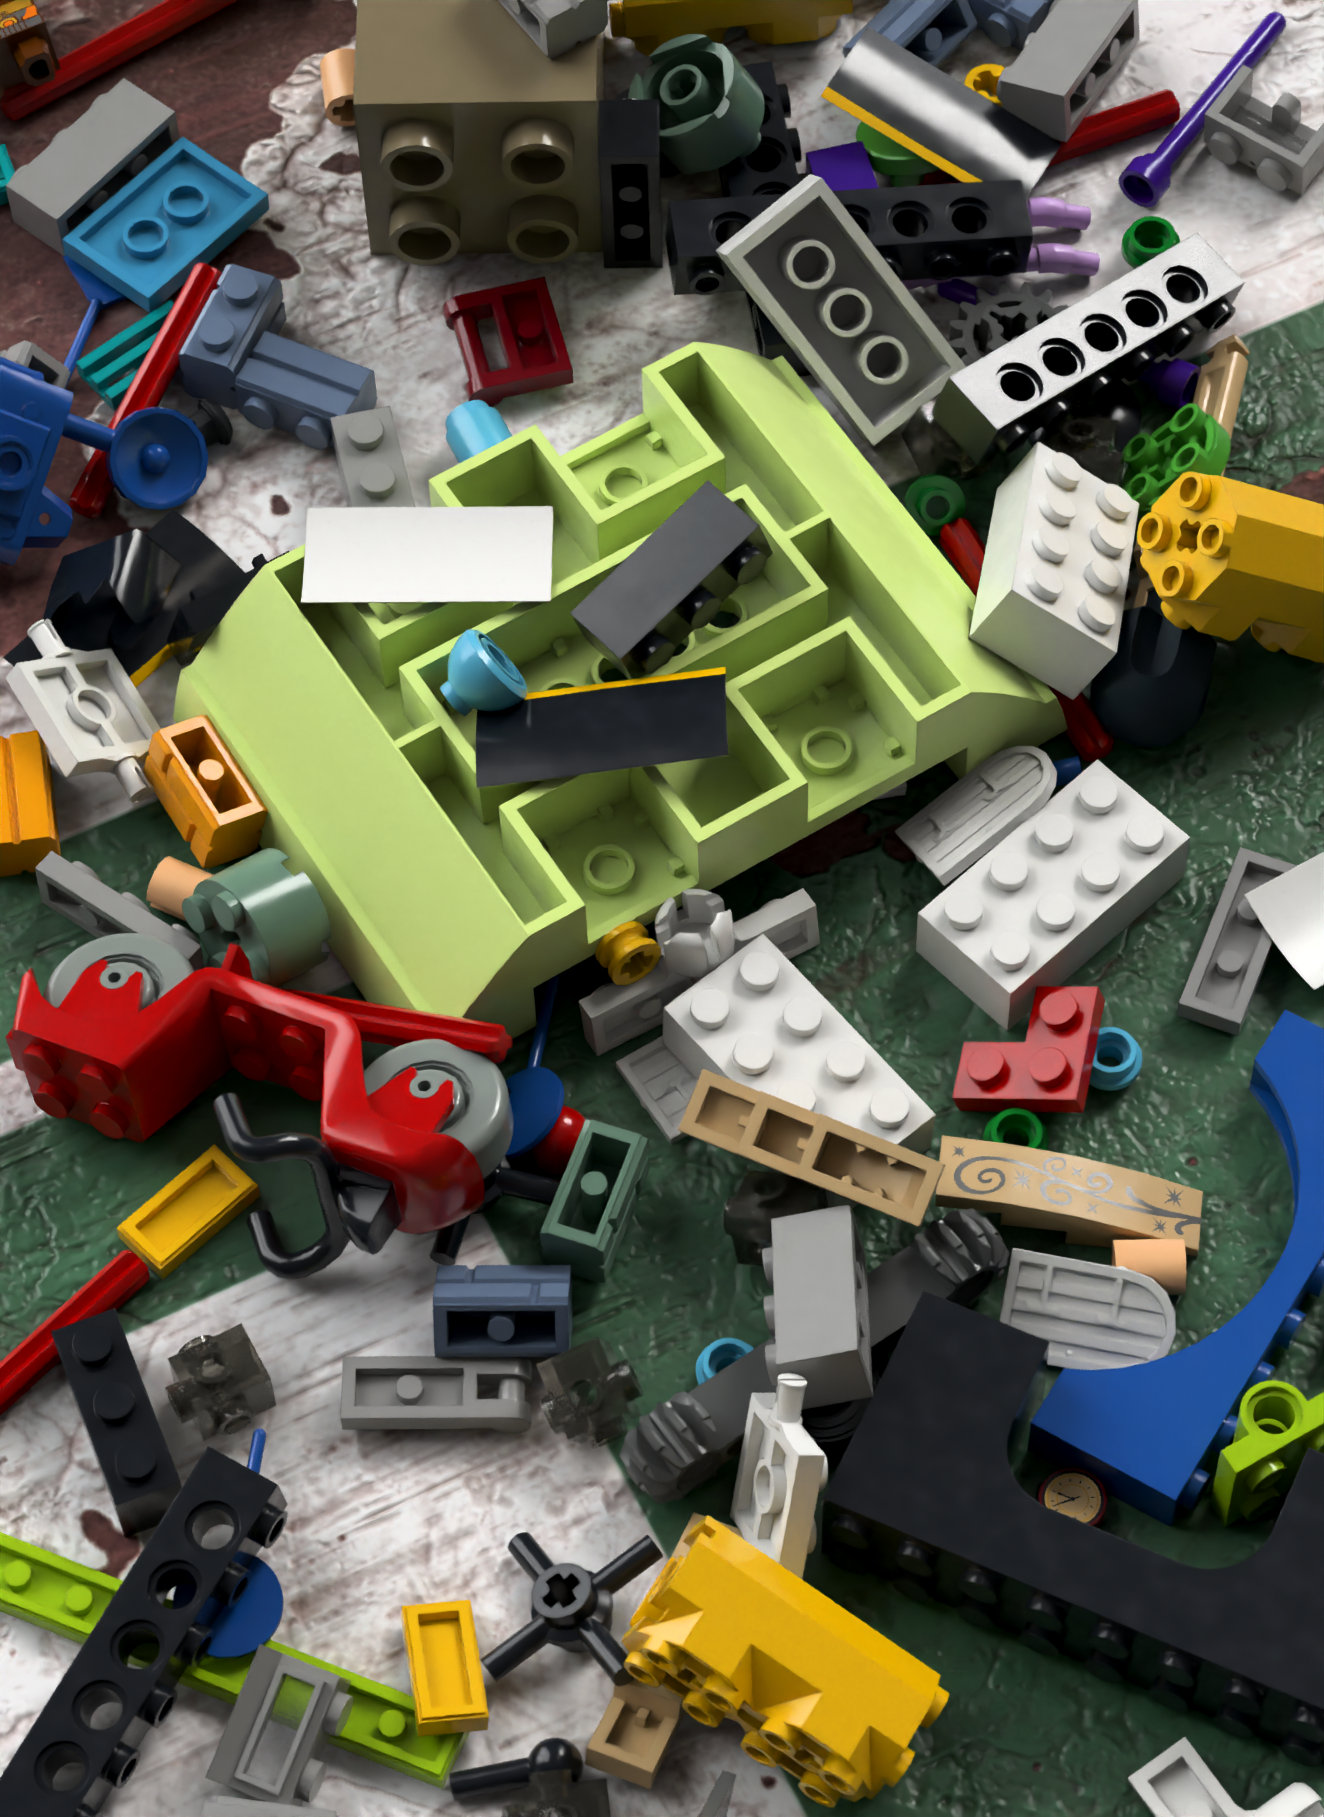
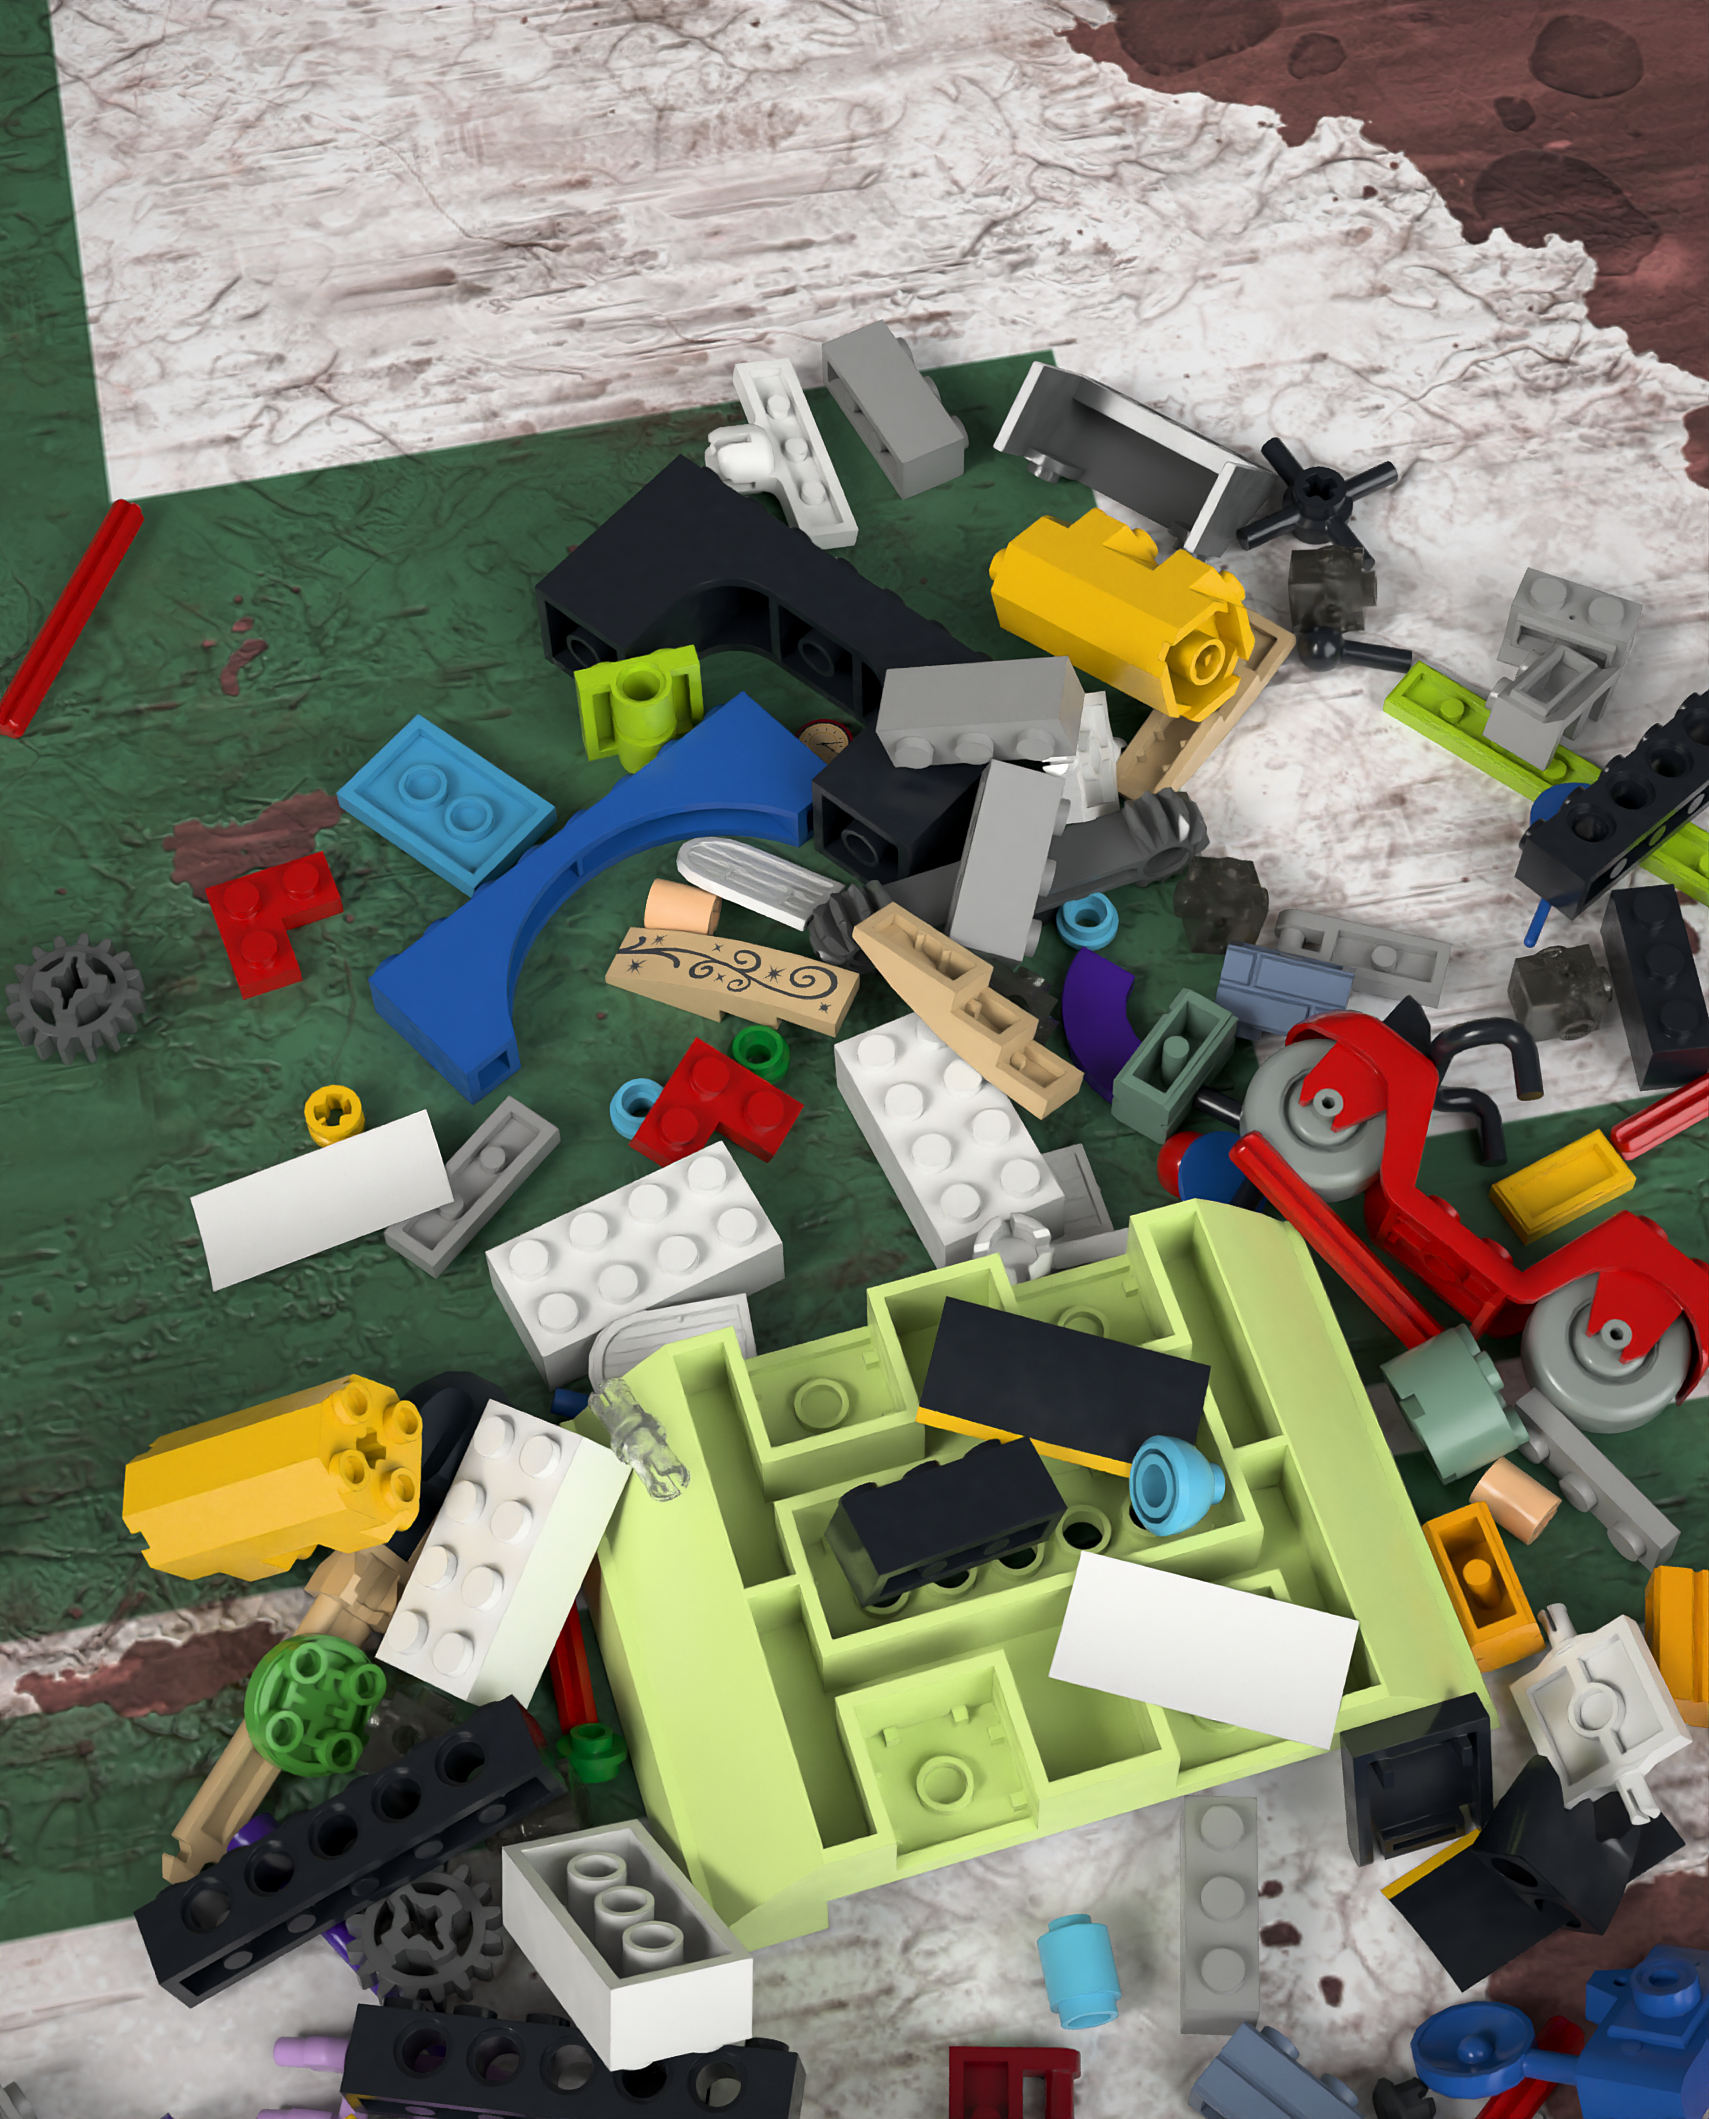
camera: 165 degrees left, 0 degrees up
(444, 1668) = (1398, 736): yellow tile -> none
(571, 1607) = (1280, 746): black bar -> none
(628, 953) = (1082, 1249): yellow bush -> none
(687, 1260) = (1096, 1019): none -> dark purple tile
(886, 1398) = (981, 712): none -> light grey brick
(965, 619) = (639, 1440): none -> clear pin
(1144, 233) = (194, 2035): green plate -> none

